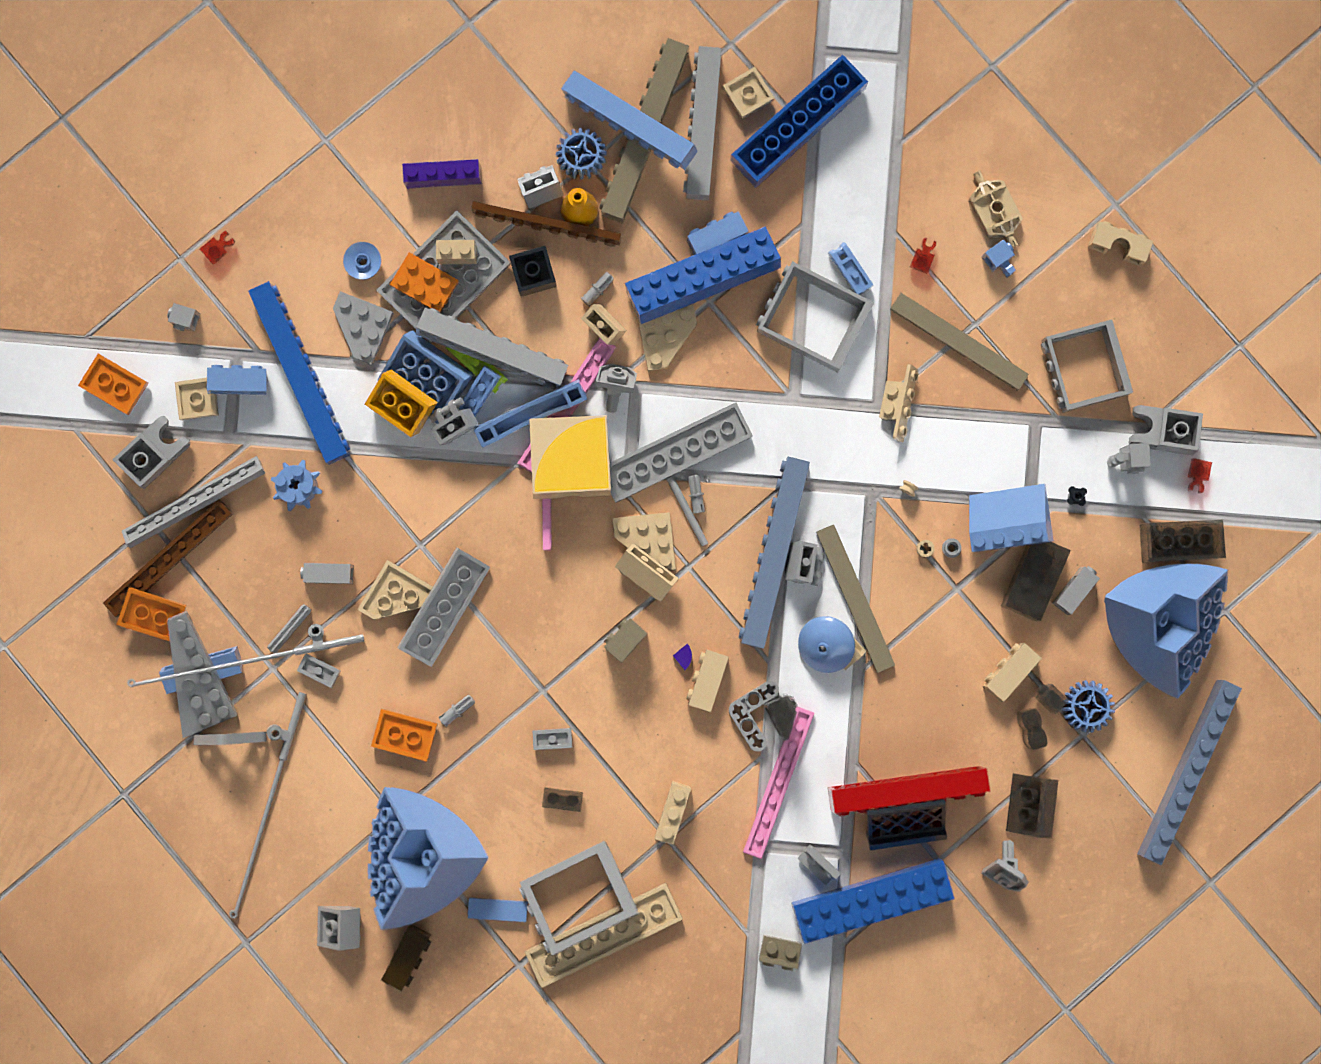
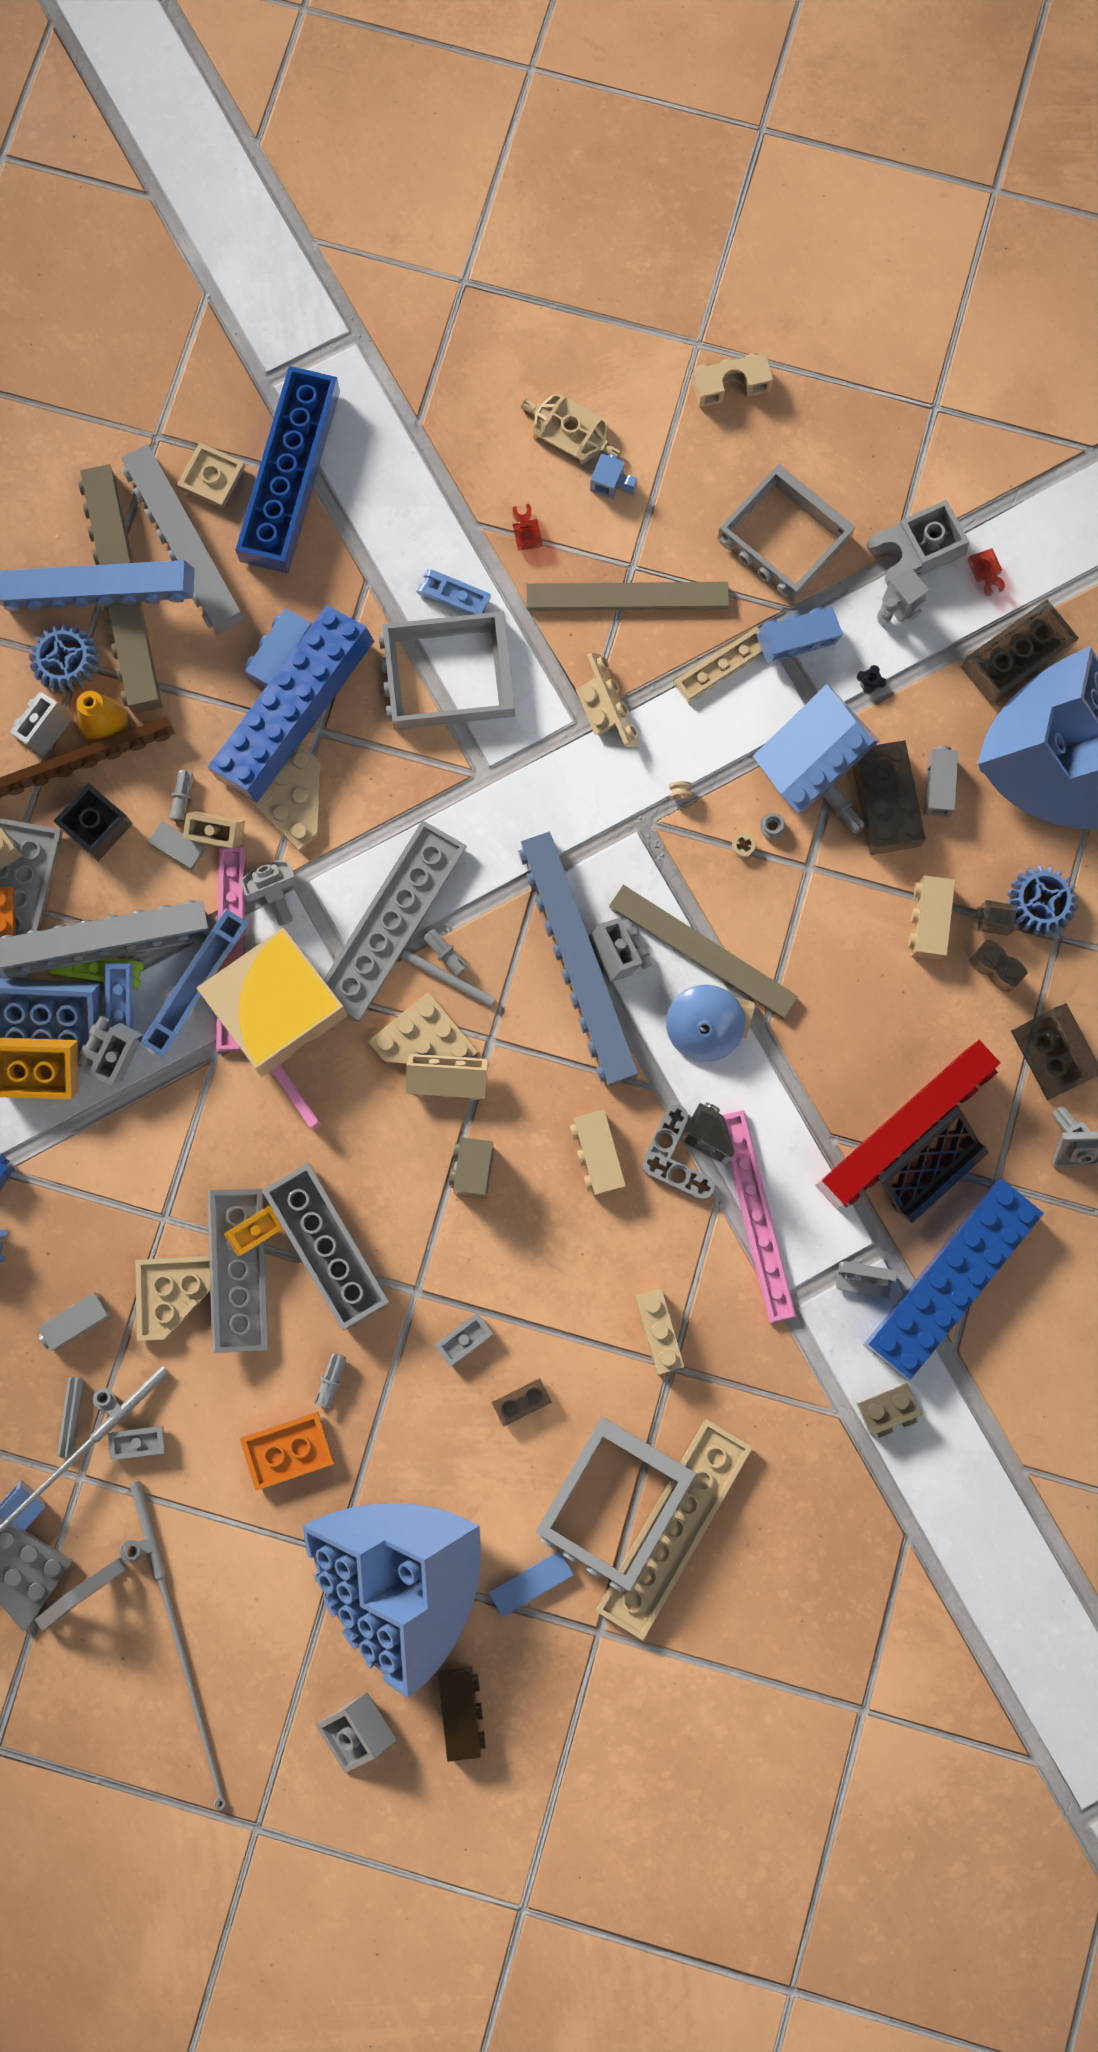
camera: 30 degrees left, 5 degrees down
(468, 590) = (253, 1231): none -> light orange plate
(506, 628) = (326, 1247): none -> light grey brick
(573, 313) = (172, 844): none -> light grey tile
(684, 656) = (553, 1144): dark purple tile -> none
(989, 425) = (719, 666): none -> tan tile
(1003, 567) = (844, 809): none -> light grey axle
(1050, 438) = (799, 634): none -> medium blue brick

